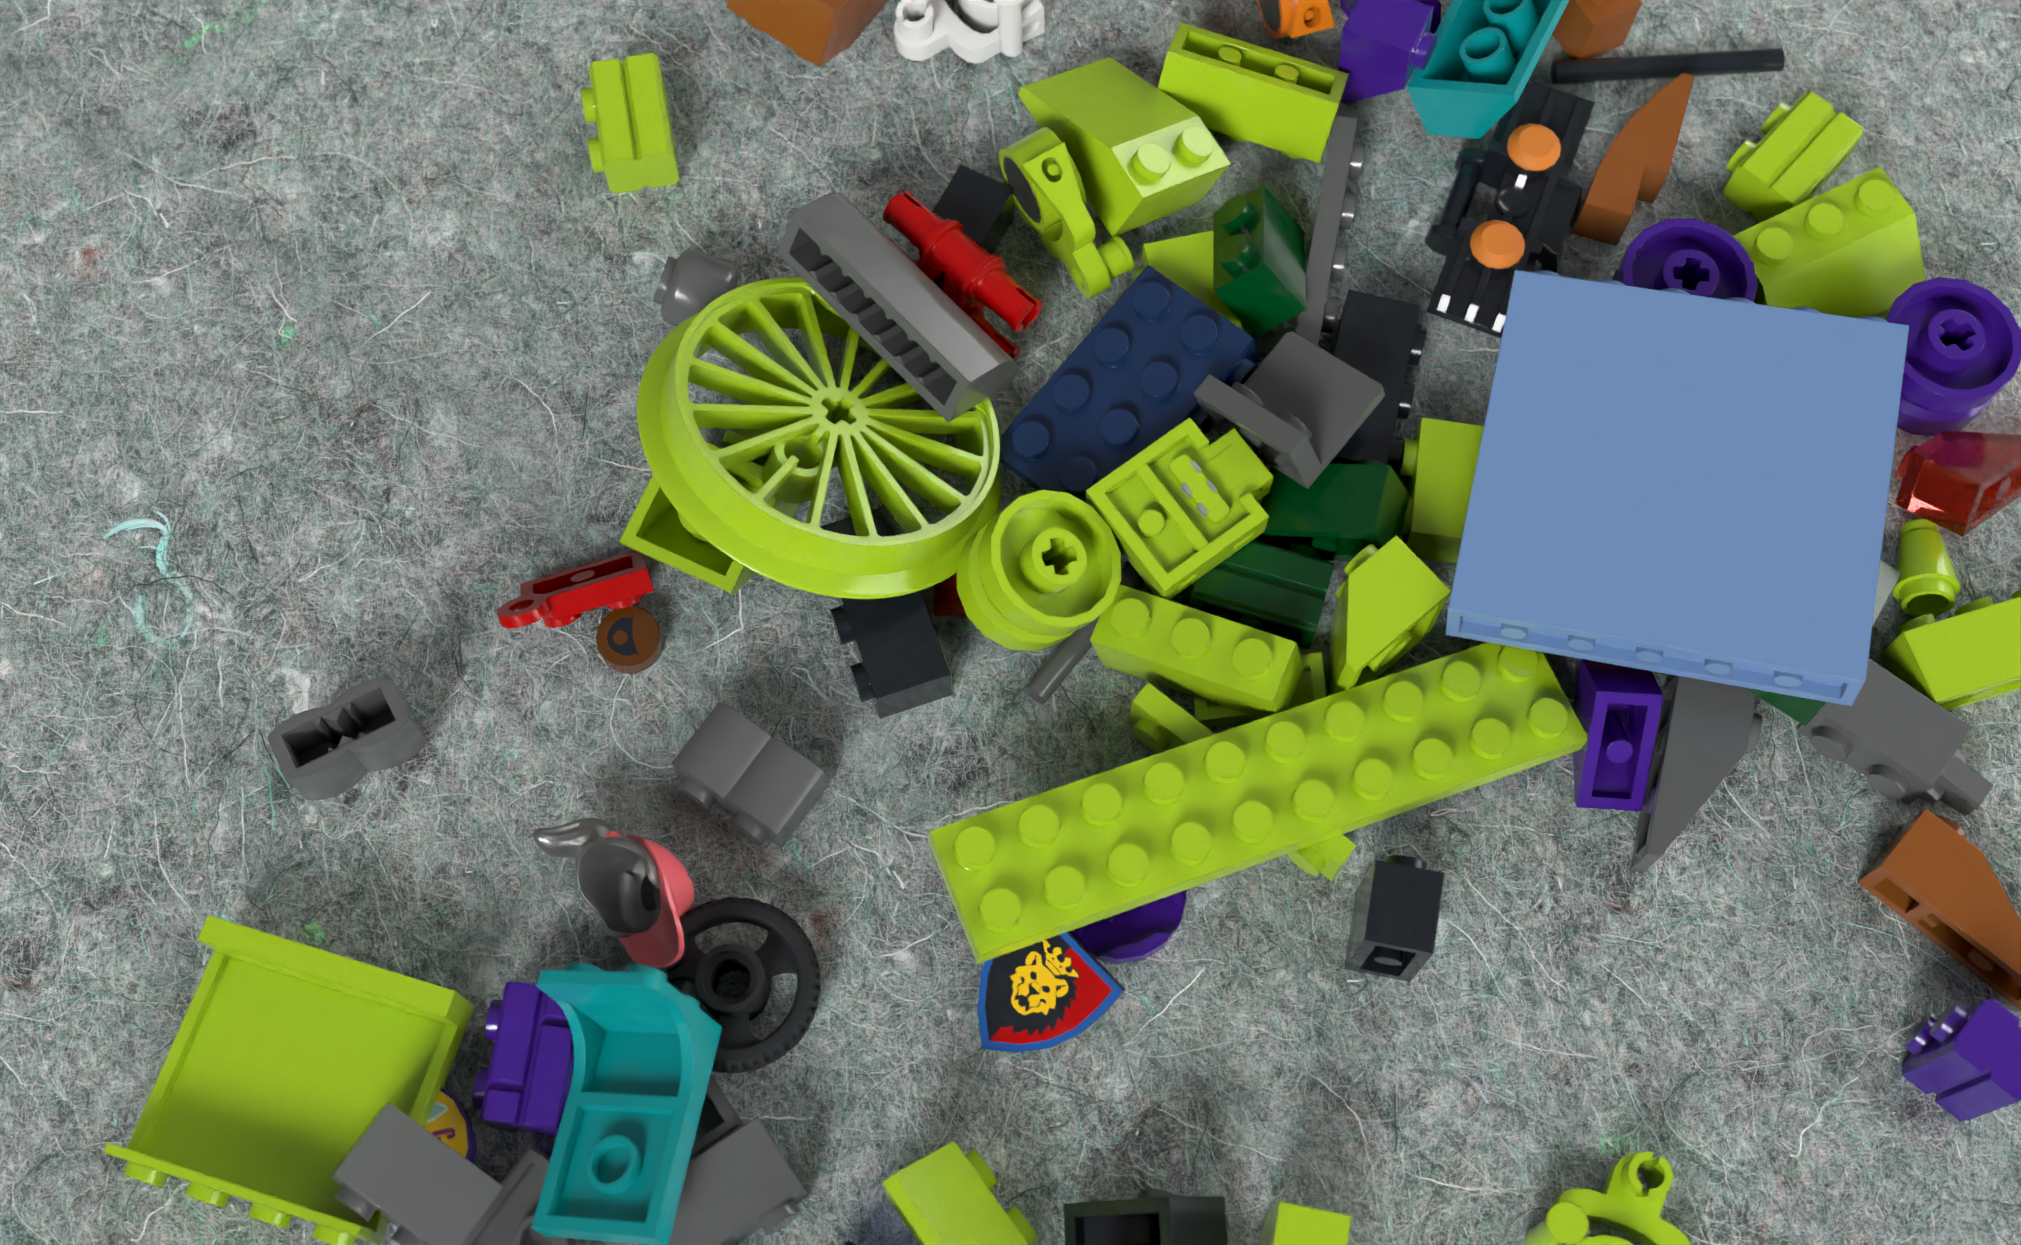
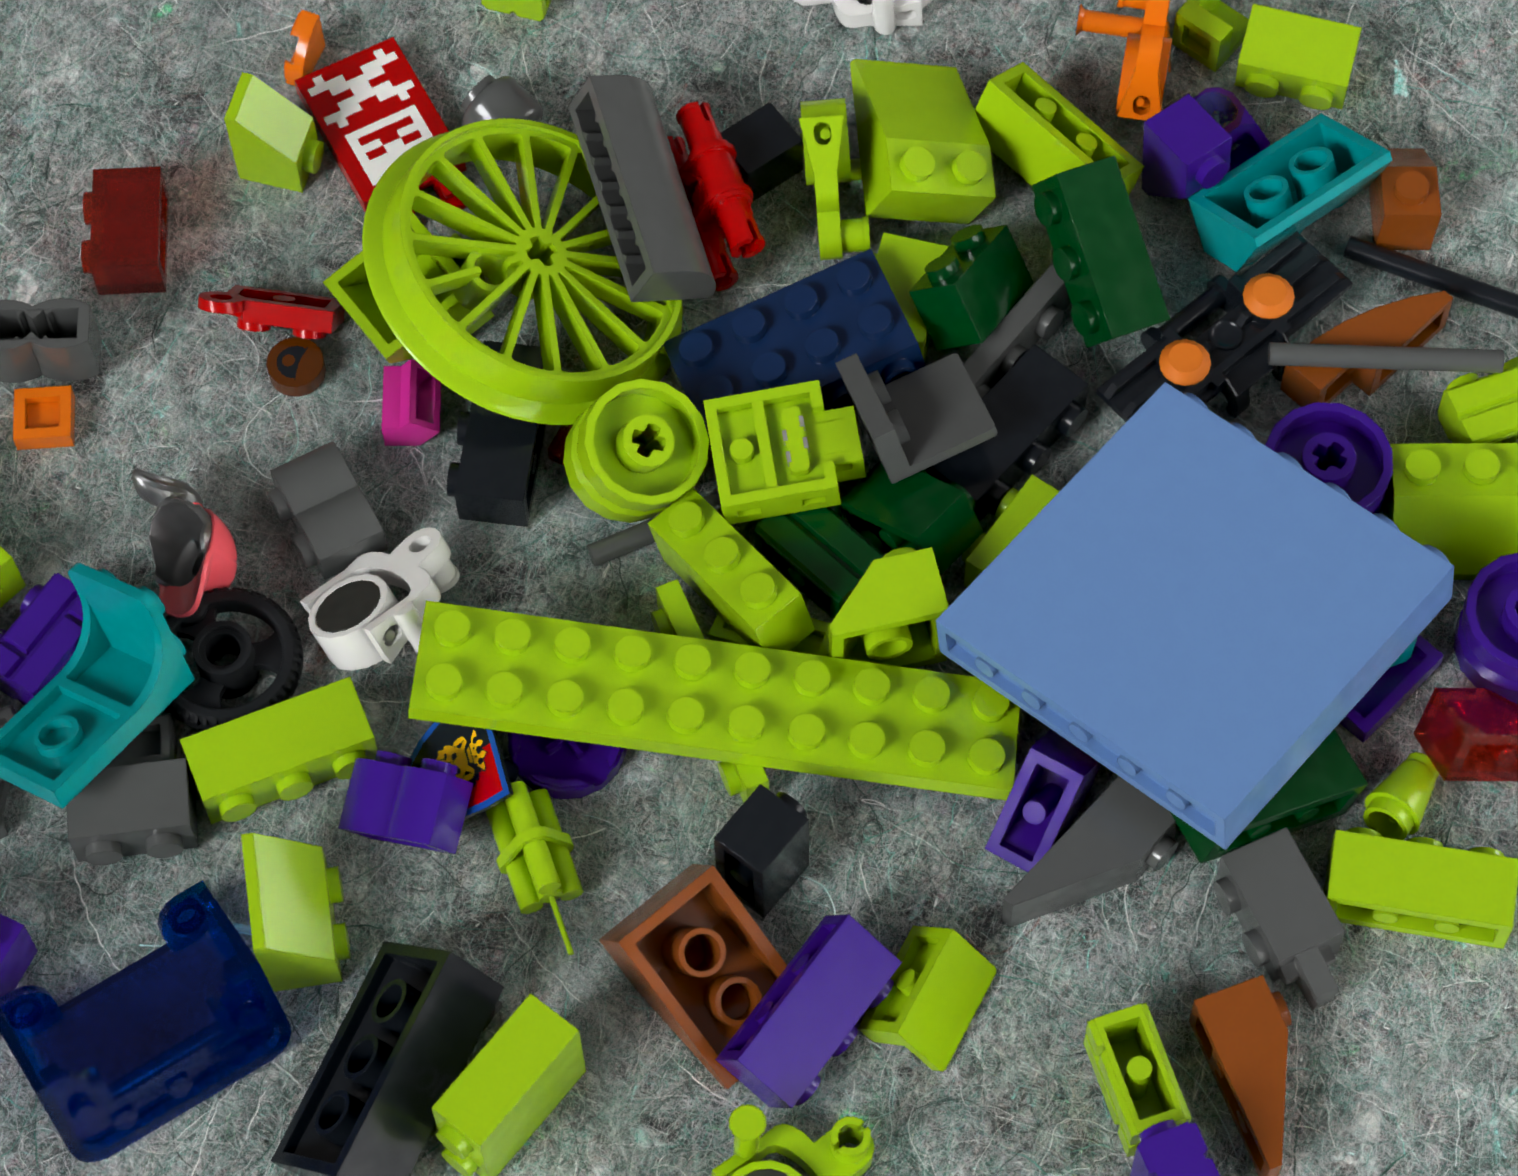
camera: 30 degrees right, 5 degrees down
(378, 579) = (127, 231): none -> clear red brick
(394, 815) = (44, 417): none -> orange tile
(461, 312) = (309, 46): none -> orange tile
(480, 415) = (271, 136): none -> lime slope
(572, 355) = (371, 114): none -> red tile
(770, 625) = (410, 405): none -> dark pink piece
(845, 1055) = (279, 751): none -> lime brick
(848, 871) = (359, 615): none -> white piece
(1012, 1050) = (406, 803): none -> dark purple brick
(1163, 1034) = (535, 852): none -> lime piece
(1366, 172) = (1099, 251): none -> dark green brick
(1401, 1068) = (697, 961): none -> dark orange slope
(1528, 1063) = (810, 1012): none -> dark purple brick
(1615, 983) = (931, 995): none -> lime panel
(1674, 158) = (1385, 357): none -> dark grey bar
(1873, 972) = (1134, 1073): none -> lime brick

